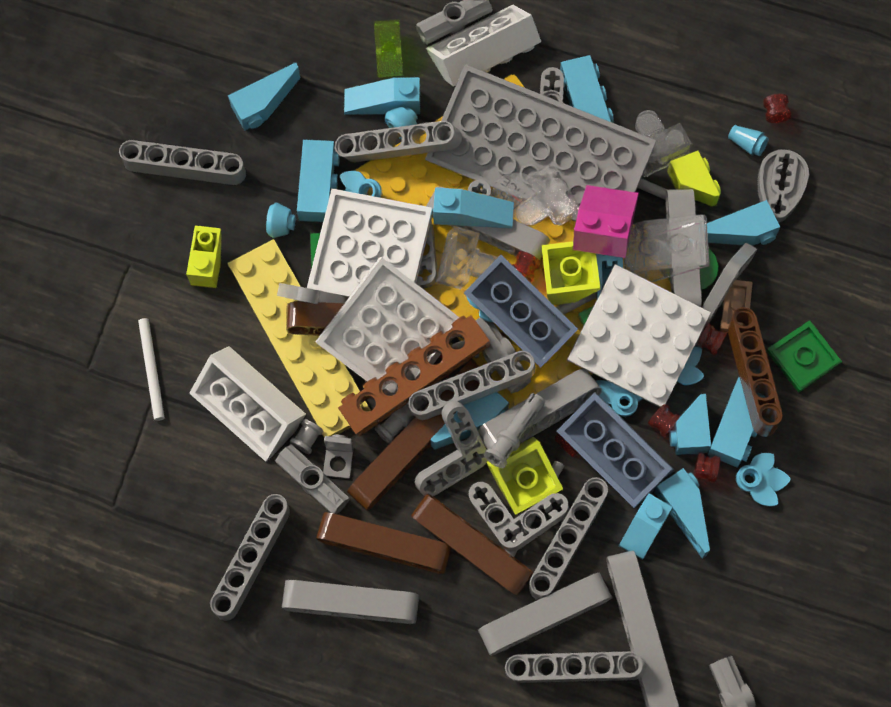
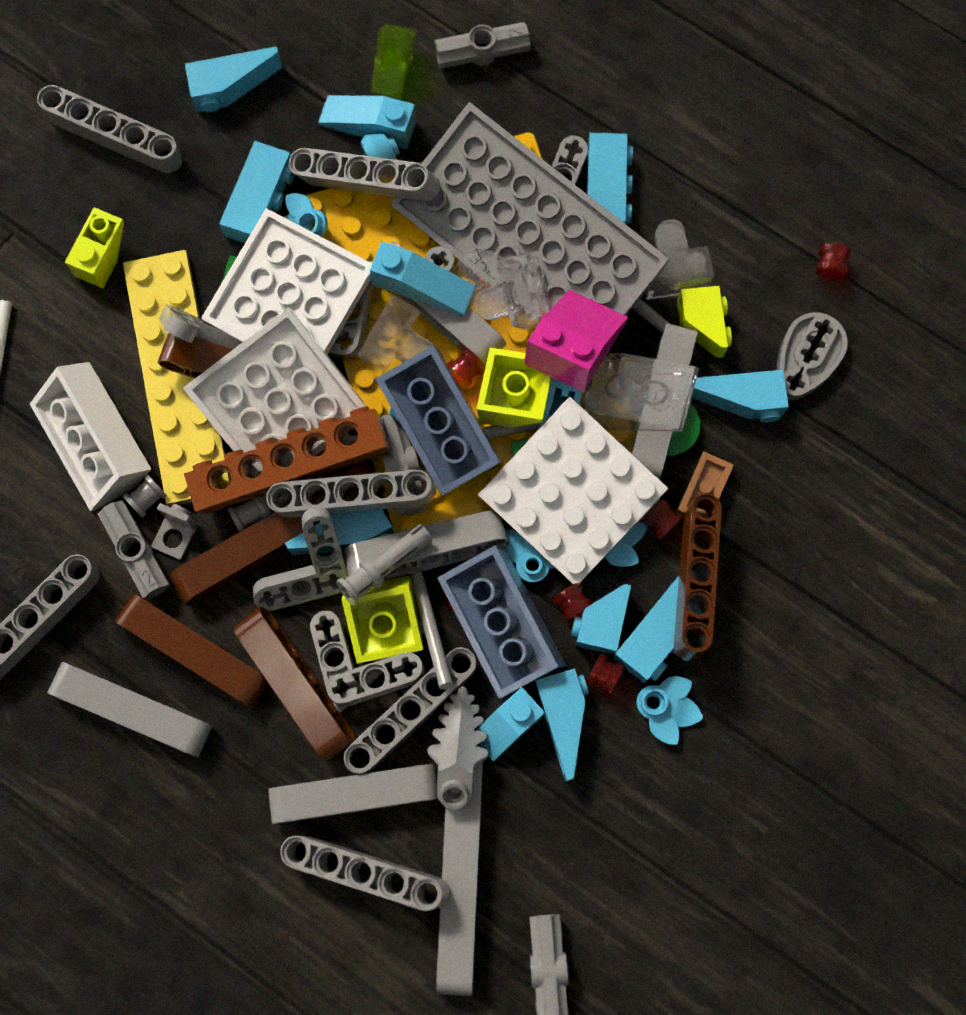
camera: 15 degrees right, 5 degrees up
(279, 220) = (197, 229): medium azure cone -> none
(485, 43) = (511, 86): white slope -> none
(566, 474) = (431, 630): none -> light grey bar
(615, 554) = (458, 749): none -> light grey plant
(730, 273) = (702, 451): light grey beam -> none
(750, 140) = (787, 290): medium azure cone -> none
(804, 356) = (768, 572): green tile -> none

